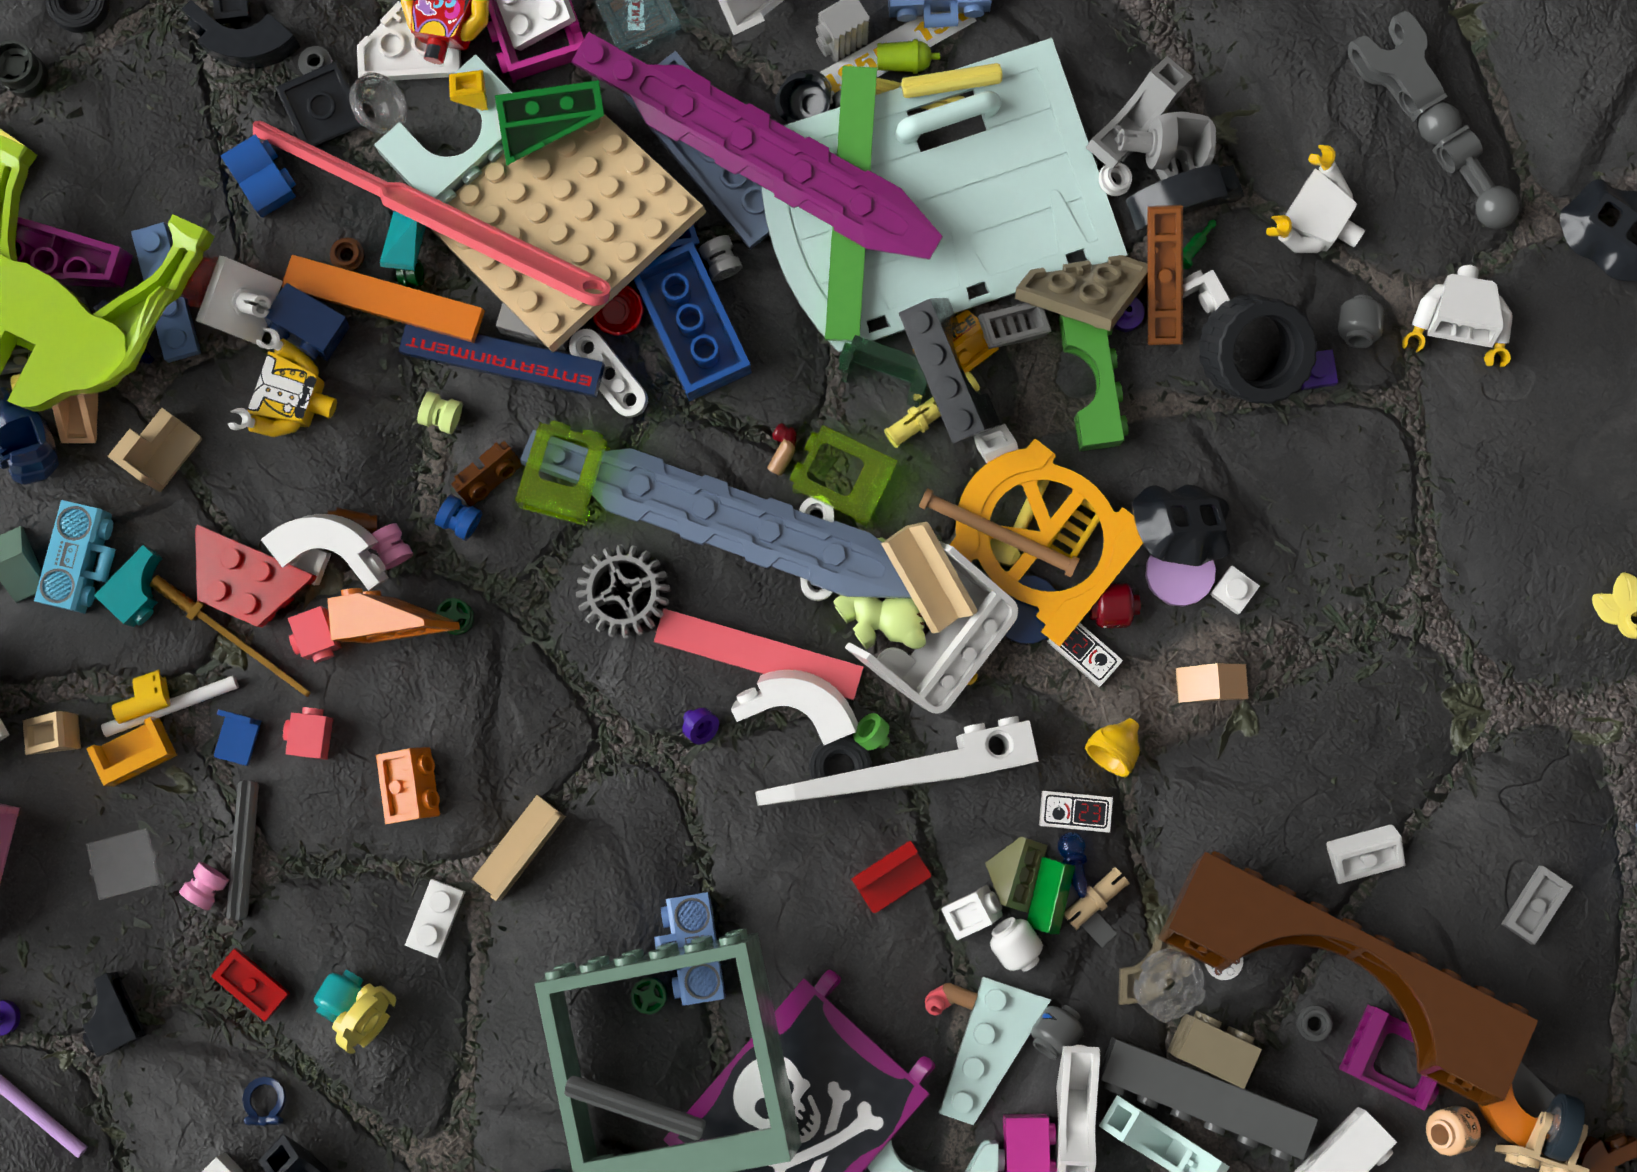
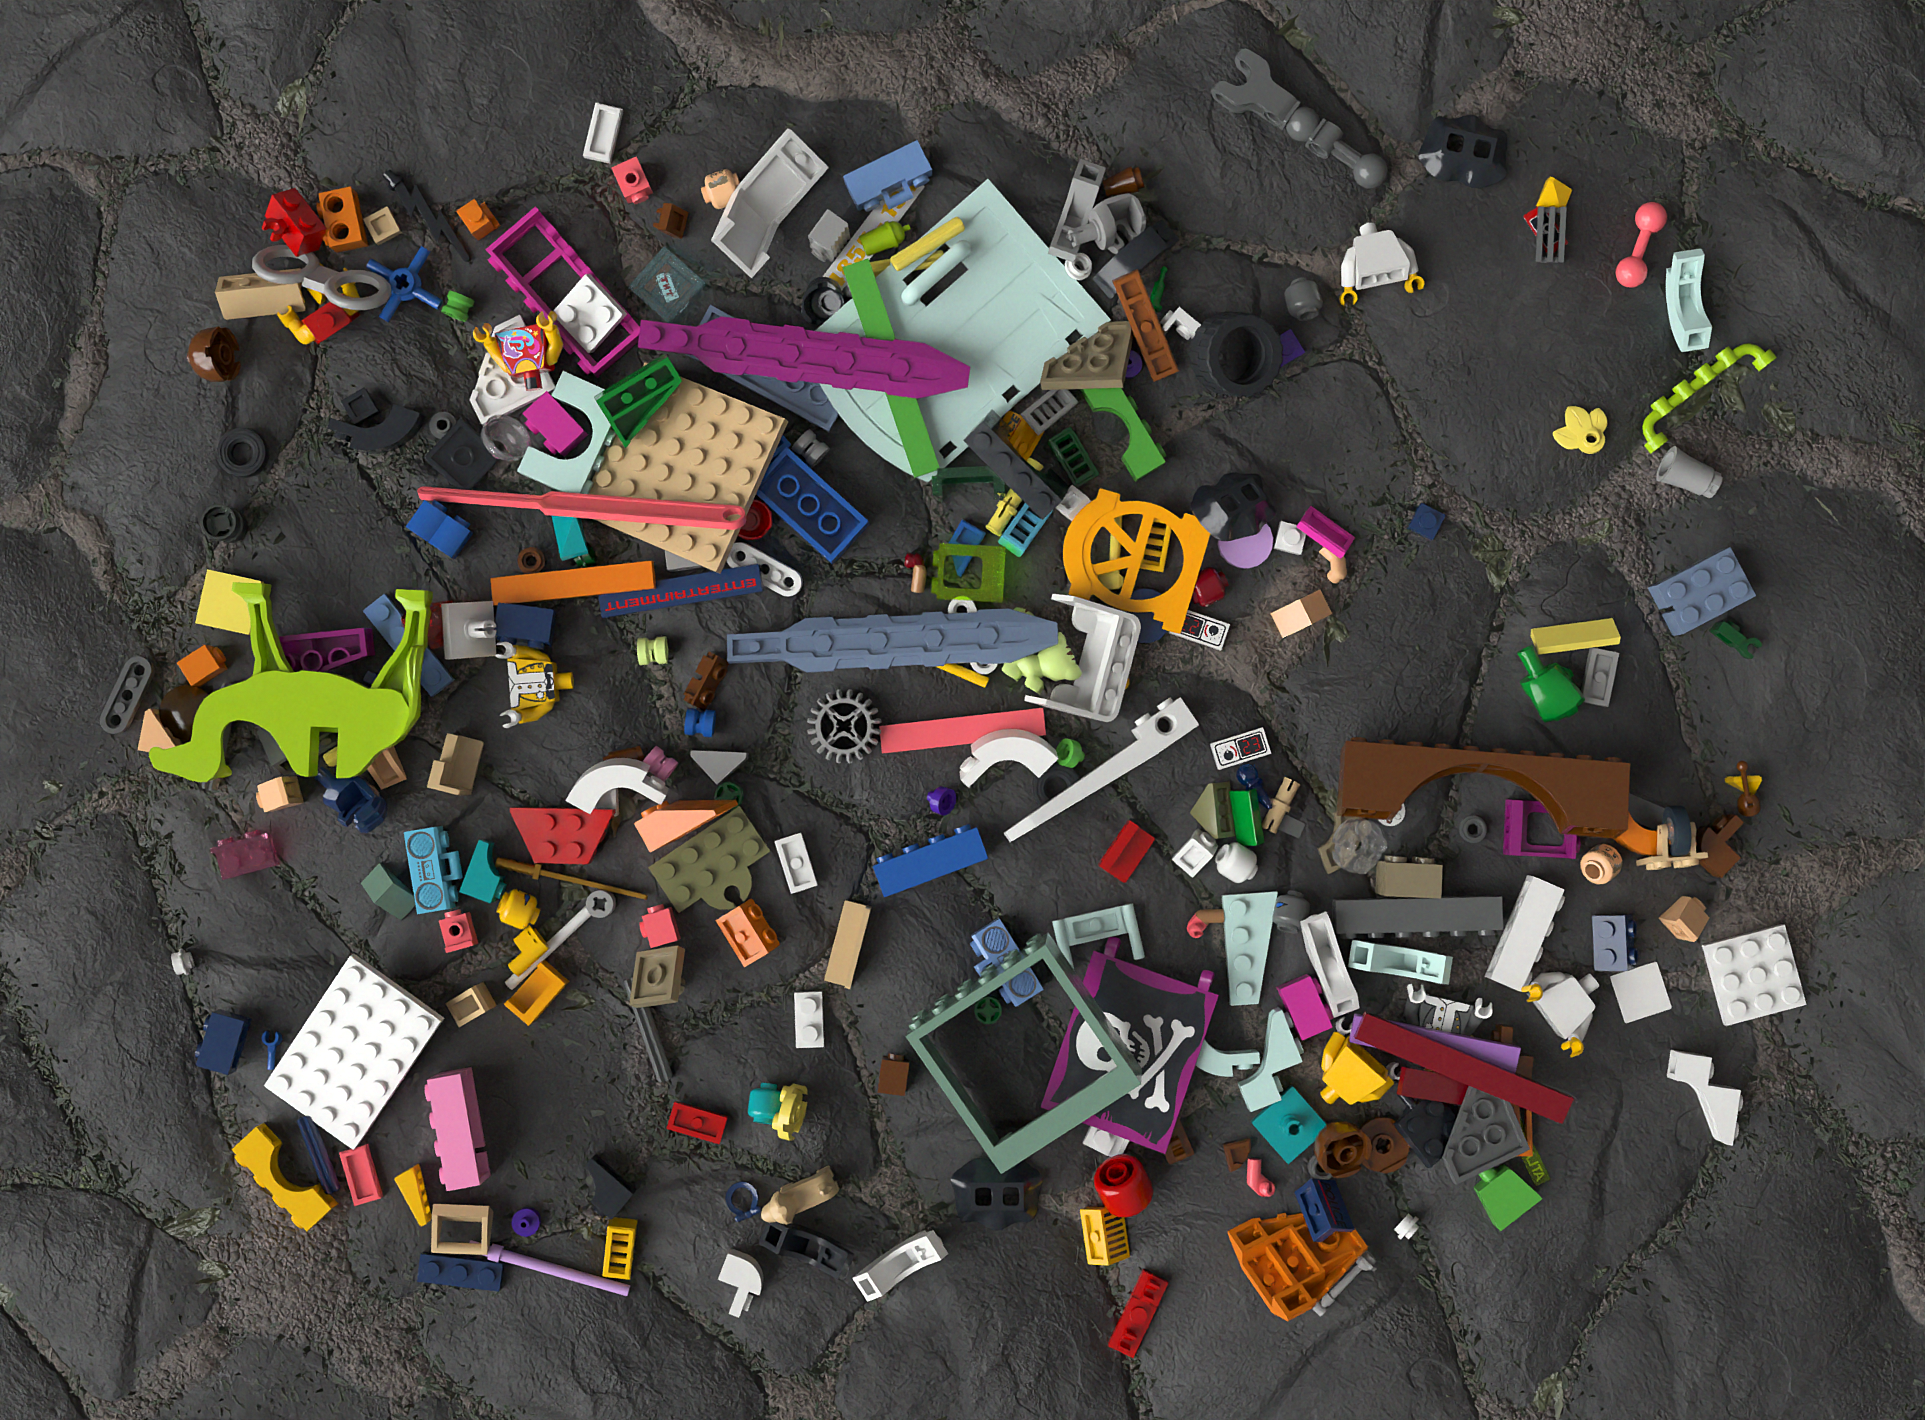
camera: 30 degrees left, 5 degrees up
(82, 650) = (467, 935): none -> coral brick
(106, 1076) = (620, 1230): none -> yellow slope
(123, 864) = (565, 1075): clear piece -> none
(154, 645) = (518, 909): none -> yellow head
(202, 889) = (631, 1069): bright pink wheel -> none
(237, 738) = (608, 950): blue bracket -> none
(260, 679) = (604, 900): none -> light grey wheel
(278, 792) = (657, 977): none -> dark tan tile
(312, 635) = (632, 852): coral brick -> none
(330, 1125) = (800, 1196): none -> tan animal
(401, 687) = (712, 863): none -> olive plate
(443, 119) = (554, 424): none -> dark pink brick
(458, 574) = (719, 764): none -> light grey slope
(469, 89) = (570, 400): yellow slope -> none
(498, 727) = (796, 863): none -> white plate
(505, 1026) = (893, 1074): none -> reddish brown brick
(553, 498) = (763, 679): clear neon green window -> none
(635, 1107) = (1015, 1093): dark grey axle -> none
(655, 790) = (930, 861): none -> blue brick
(789, 589) = (965, 673): none -> yellow bar
(820, 951) = (1097, 926): none -> light aqua plate
(858, 429) = (966, 535): none -> blue tile
(912, 460) = (1013, 544): none -> medium azure slope
(929, 576) = (1064, 623): tan panel -> none
(999, 532) = (1102, 569): medium nougat bar -> none
(1018, 362) = (1075, 443): none -> dark green slope
(1115, 747) = (1250, 690): yellow helmet -> none
(1211, 104) = (1124, 182): none -> reddish brown cone
(1278, 641) = (1338, 566): none -> light nougat arm
(1279, 599) = (1325, 532): none -> dark pink tile
(1319, 210) = (1239, 228): white torso -> none
(1366, 853) = (1462, 691): white slope -> none
(1402, 636) = (1426, 521): none -> dark blue plate
(1473, 892) = (1549, 687): none -> green piece
(1527, 844) = (1575, 636): none -> light yellow tile

